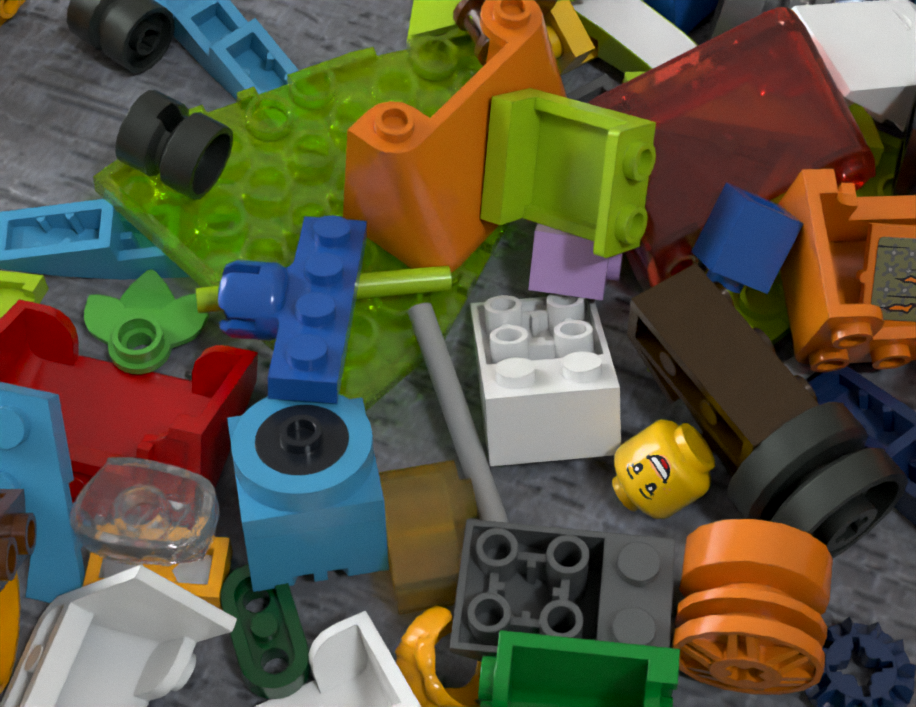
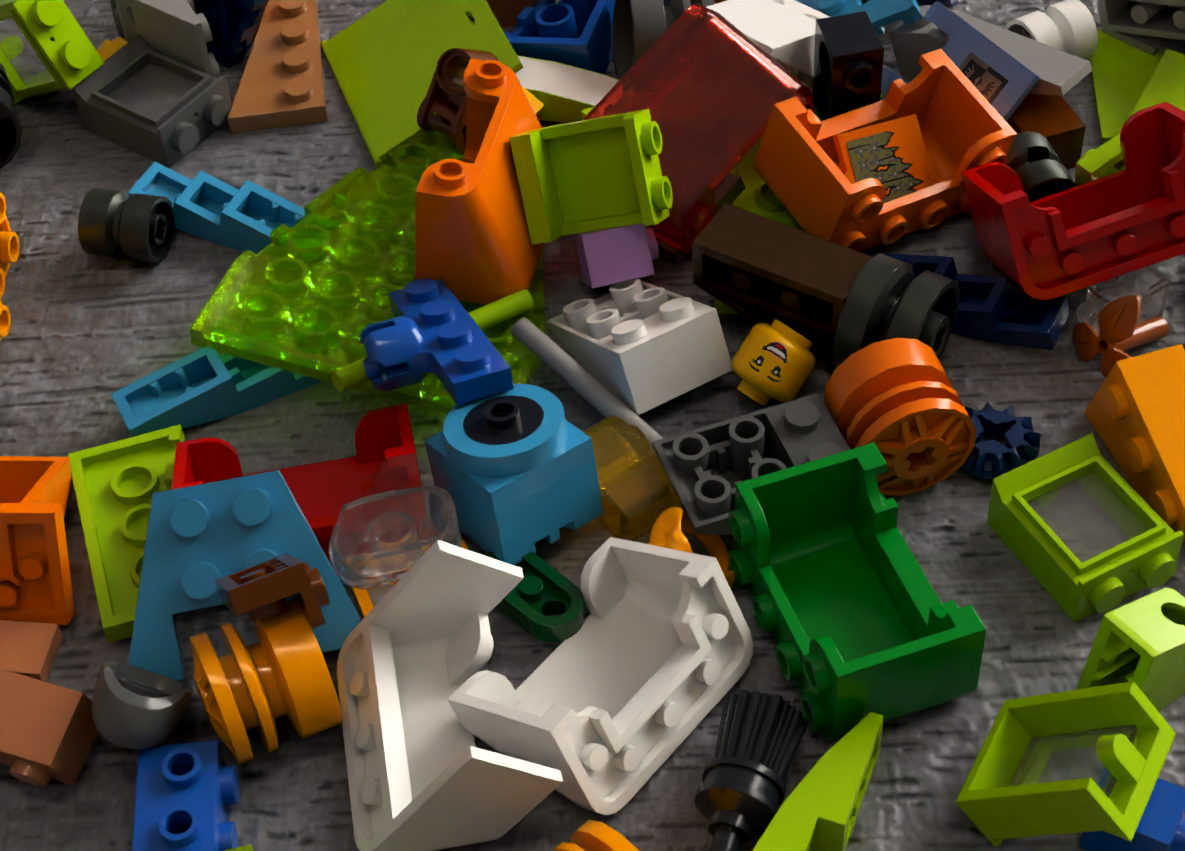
camera: 25 degrees left, 10 degrees down
(143, 317) = (285, 432): bright green plate -> none
(166, 141) = (254, 273): pearl dark grey wheel -> none
(745, 240) = (752, 174): blue brick -> none

